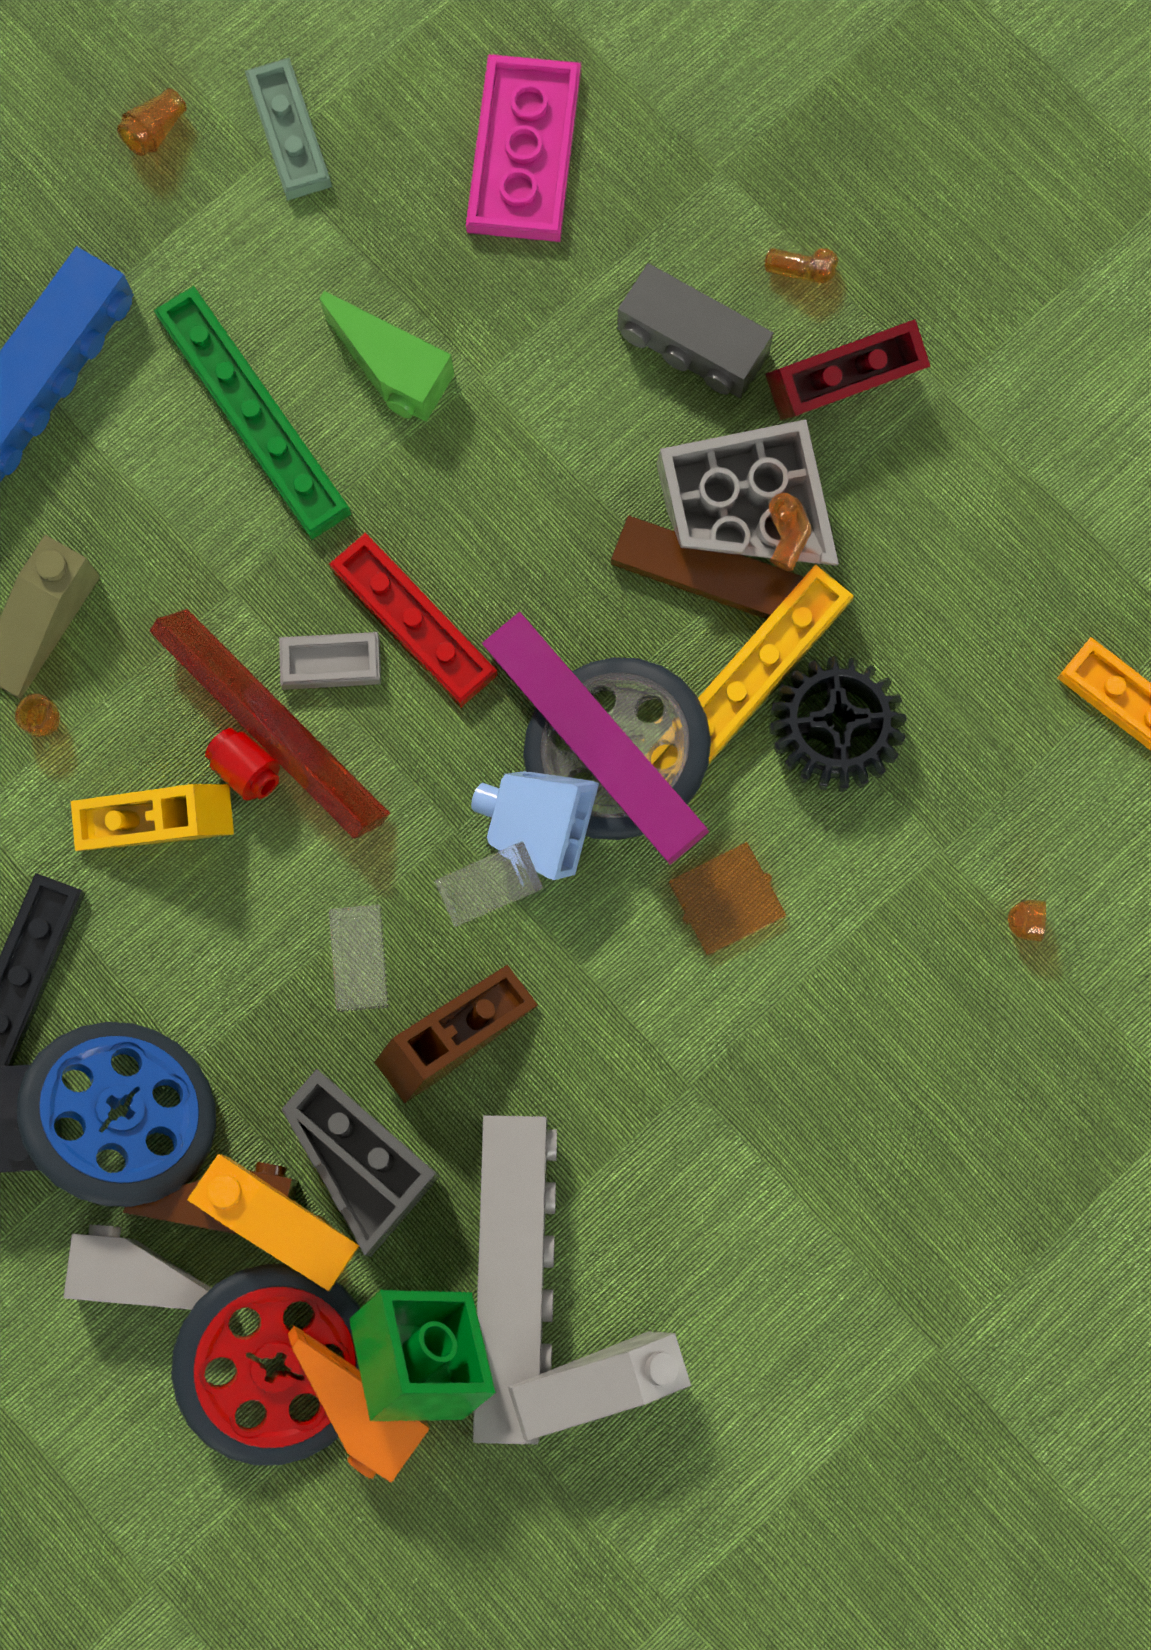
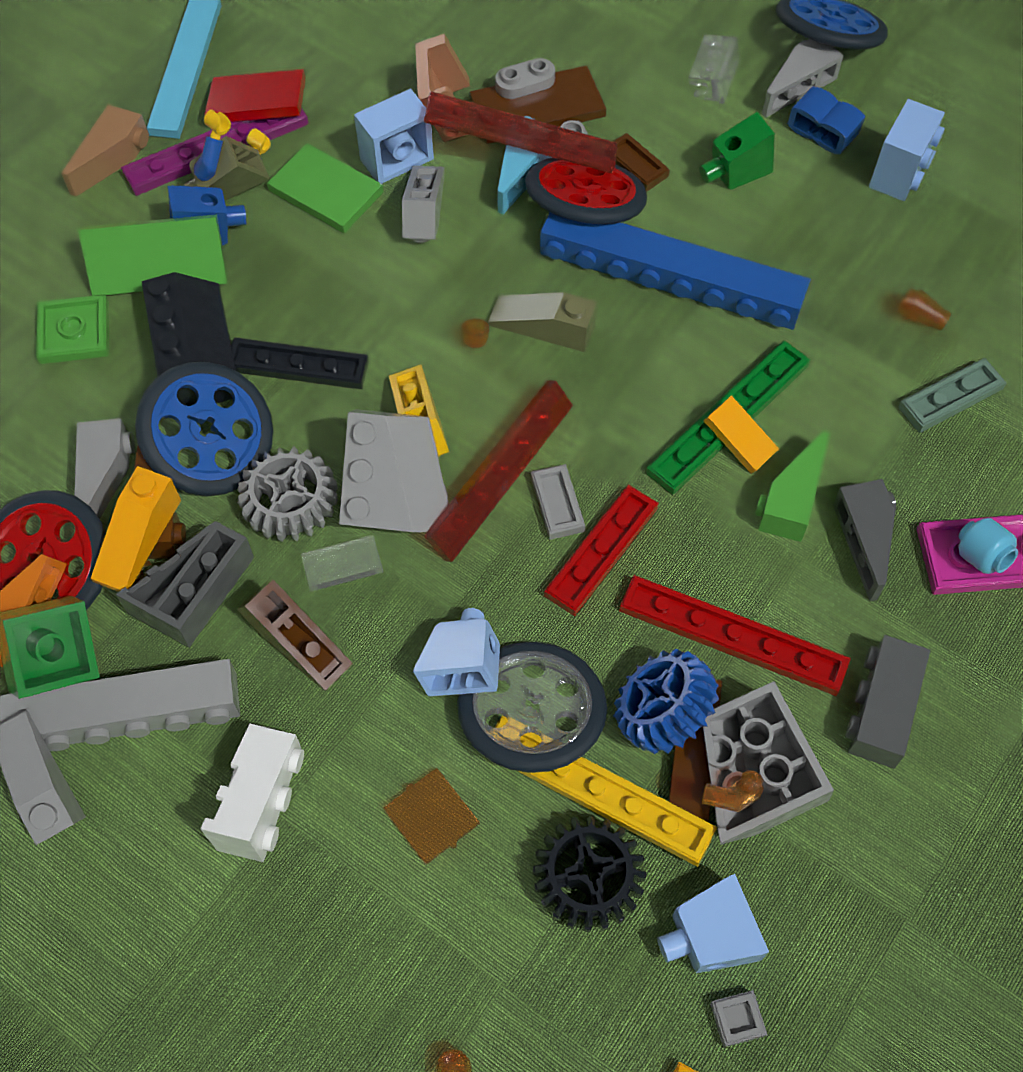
camera: 75 degrees right, 15 degrees down
(206, 989) = (292, 505): none -> light grey gear
(243, 764) = (465, 457): red brick -> none
(258, 862) = (391, 473): none -> light grey wedge
(291, 403) = (741, 434): none -> light orange tile
(459, 285) = (867, 522): none -> dark grey slope
(489, 884) = (406, 632): clear tile -> none
(525, 155) = (988, 546): none -> medium azure head
(565, 489) = (735, 635): none -> red tile
(595, 738) = (530, 686): magenta tile -> none
(623, 557) = (666, 701): none -> blue gear
(665, 1103) = (255, 793): none -> white wedge
(793, 265) = (974, 779): clear orange arm -> none
(847, 370) = (893, 824): dark red brick -> none
(926, 598) = (715, 930): none -> light blue torso
(1023, 600) = (738, 1019): none -> light grey tile

